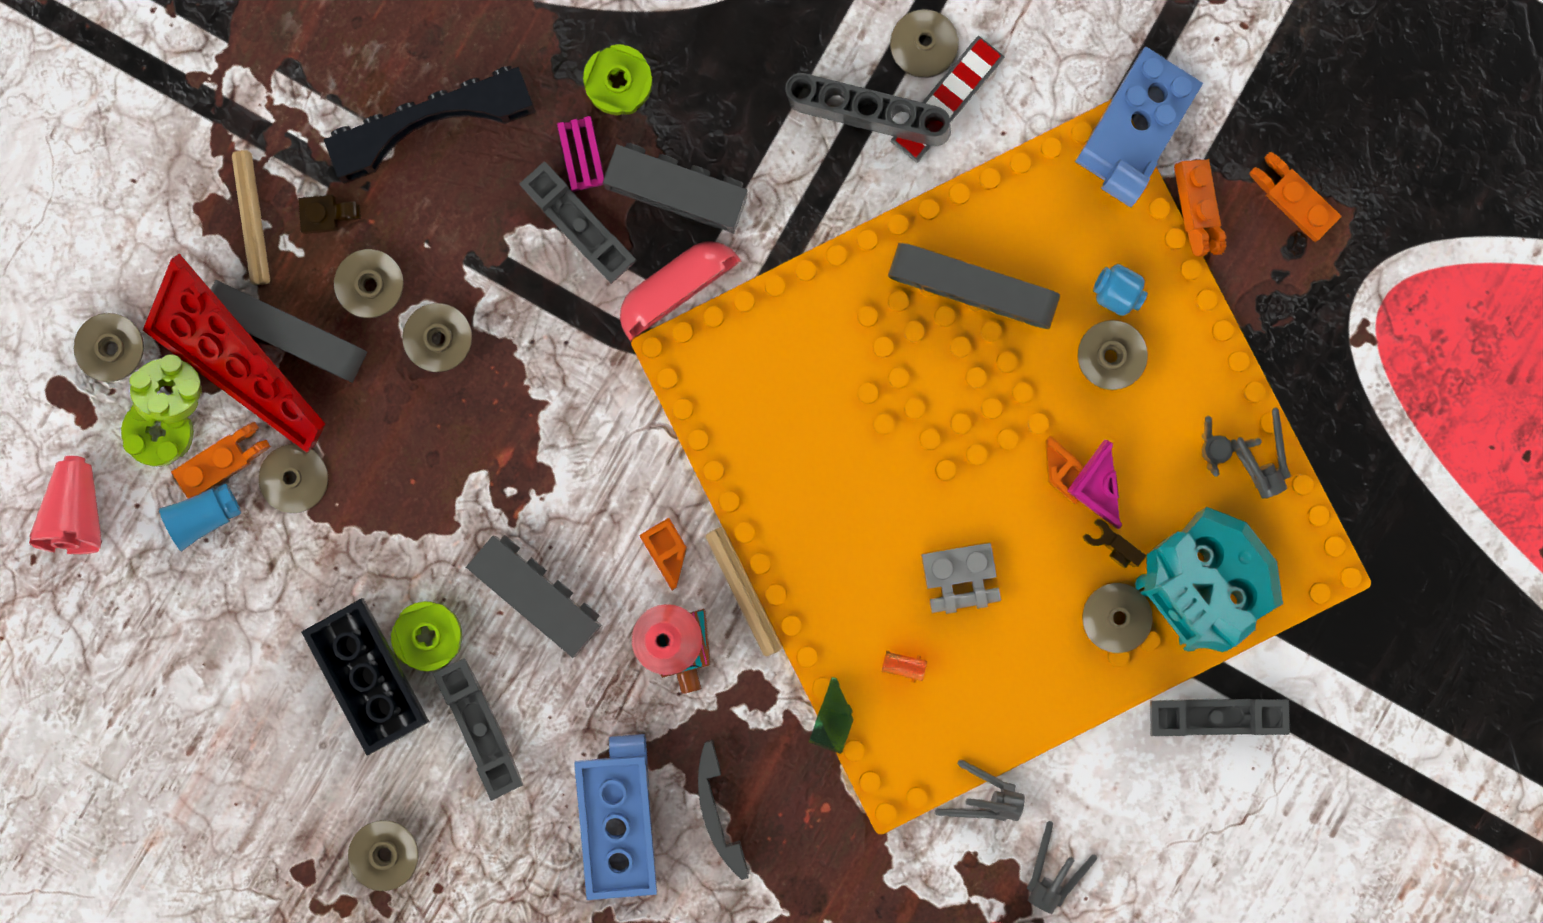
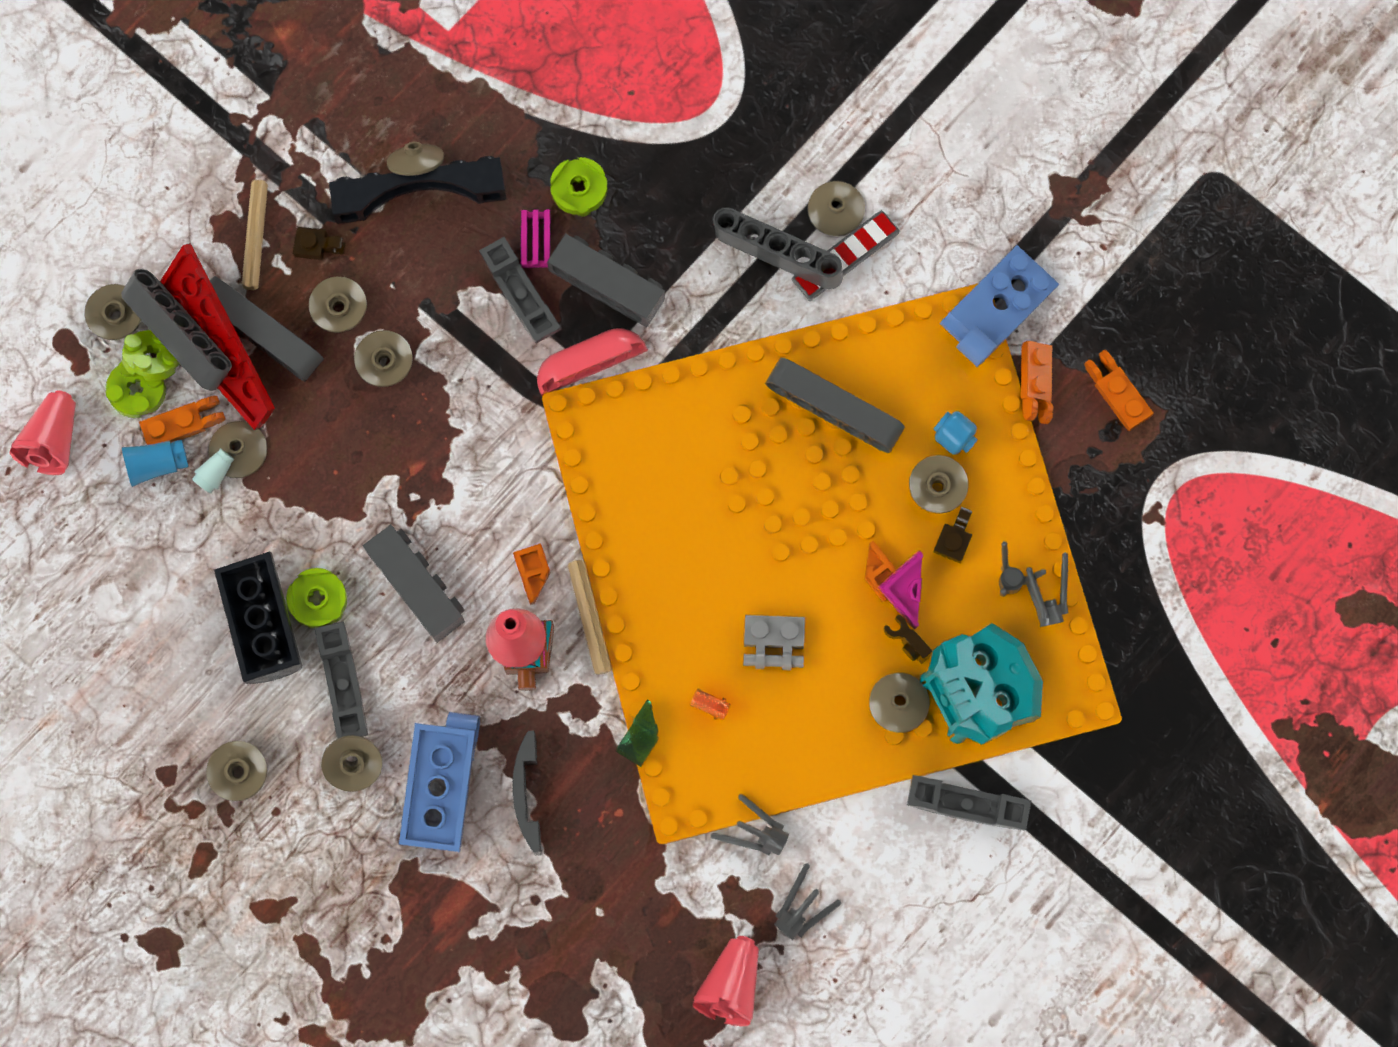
camera: 10 degrees right, 10 degrees down
(187, 356) = (176, 329): none -> dark grey beam
(271, 513) = (212, 472): none -> light aqua cone
(418, 88) = (415, 159): none -> dark tan dish
(512, 830) = (347, 774): none -> dark tan dish
(1142, 416) = (953, 539): none -> dark brown plate

